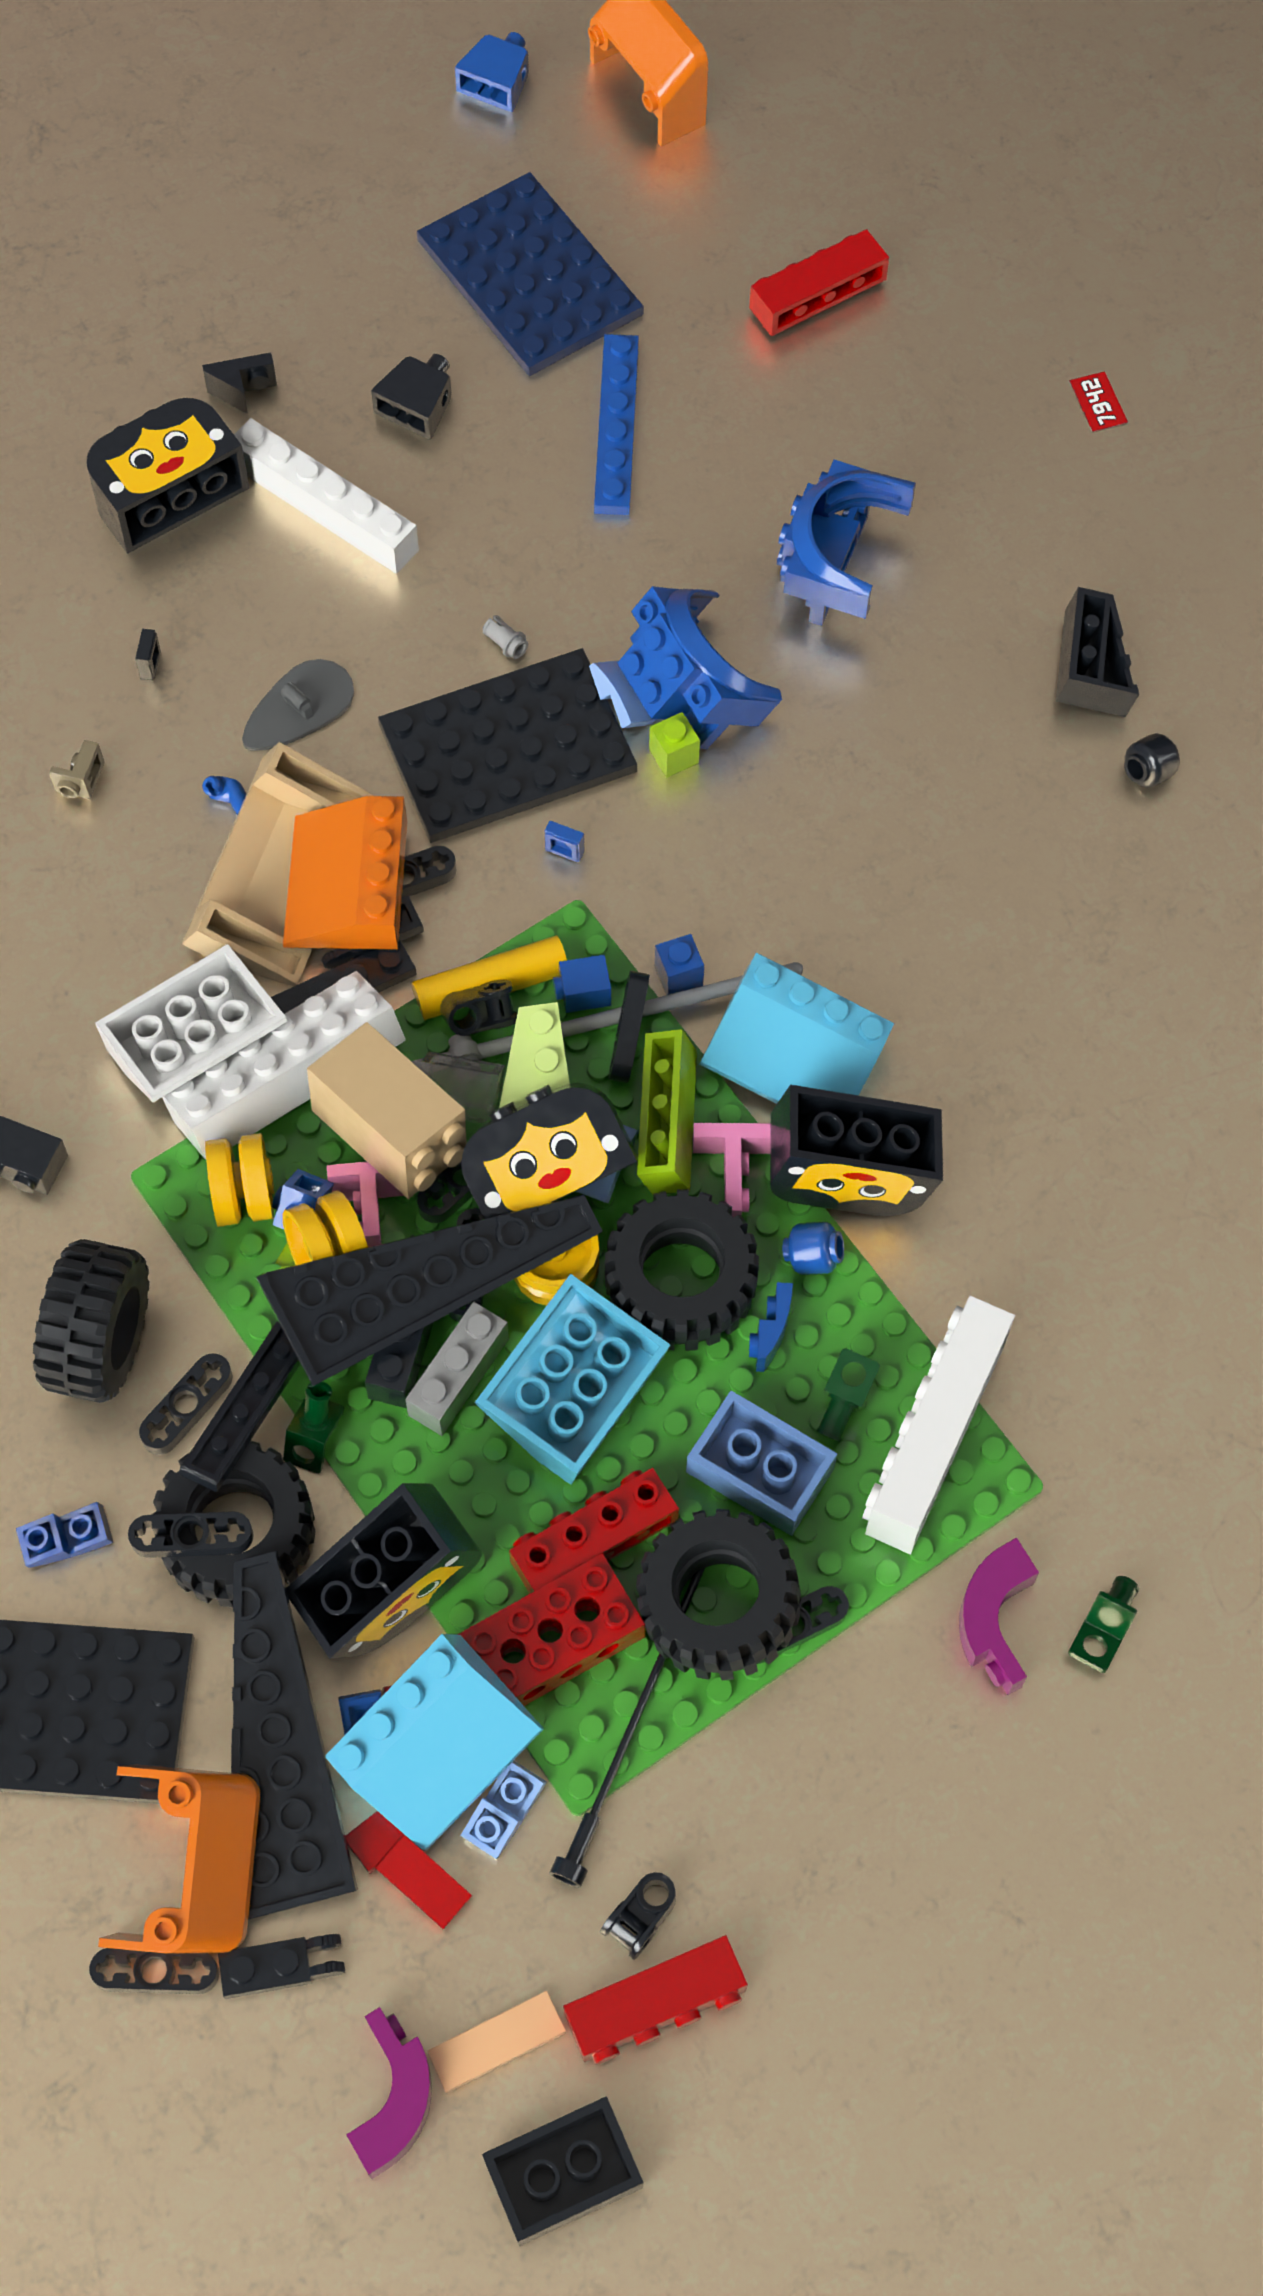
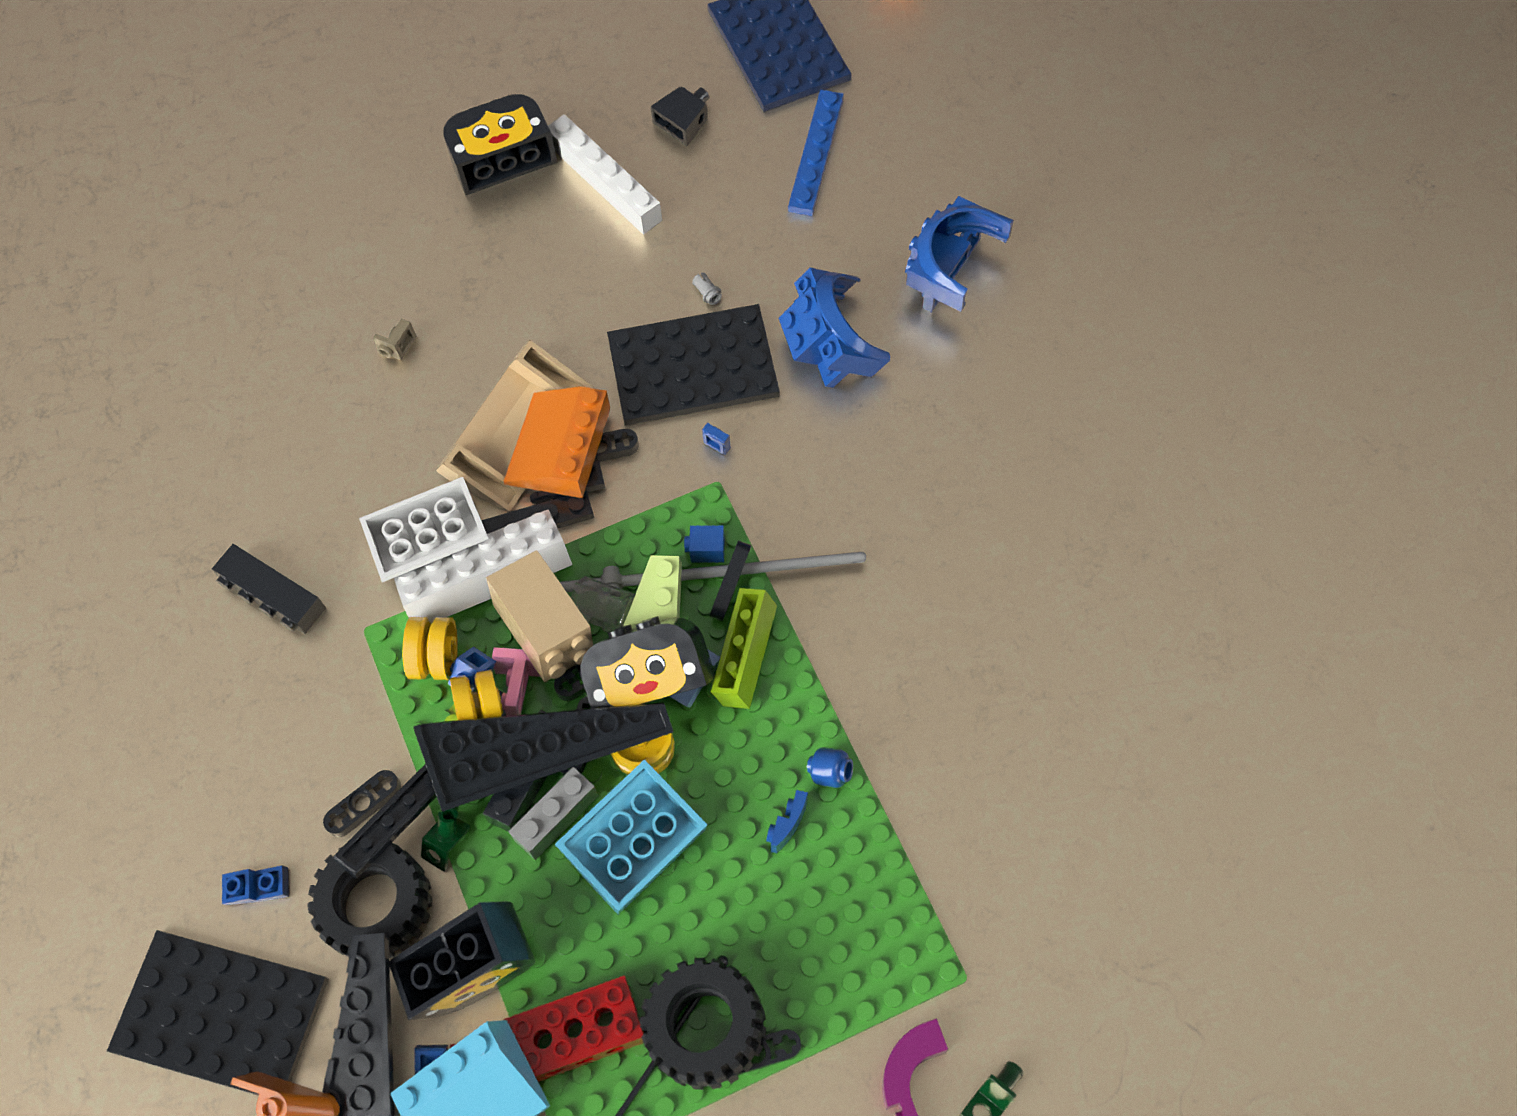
camera: 15 degrees right, 0 degrees up
(91, 1320) = (300, 734): black tyre -> none
(148, 654) = (460, 266): black tile -> none
(159, 1545) = (311, 895): black beam -> none
(225, 790) = (491, 367): blue arm -> none
(233, 377) = (561, 86): black slope -> none
(299, 704) = (556, 315): dark grey shield -> none
(488, 1008) = (630, 549): black piece -> none
(521, 966) = (640, 528): yellow brick -> none
(605, 1525) = (628, 955): red brick -> none
(613, 685) = (773, 333): light blue slope -> none
(674, 744) = (807, 381): lime brick -> none
(679, 964) = (778, 540): blue brick -> none
(690, 1222) = (722, 731): black tyre -> none
(736, 1144) = (786, 677): bright pink bracket -> none
(761, 1462) = (757, 925): medium blue brick -> none
(793, 1033) = (849, 612): medium azure slope -> none
(818, 282) = (976, 72): red brick -> none
(845, 1397) = (827, 886): dark green bracket -> none
(854, 1152) = (872, 701): black brick -> none
(942, 1416) = (893, 922): white brick -> none
(1092, 656) = (1120, 362): black wedge -> none
(1098, 401) = (1160, 181): red sticker -> none
(1151, 760) = (1150, 443): black head -> none

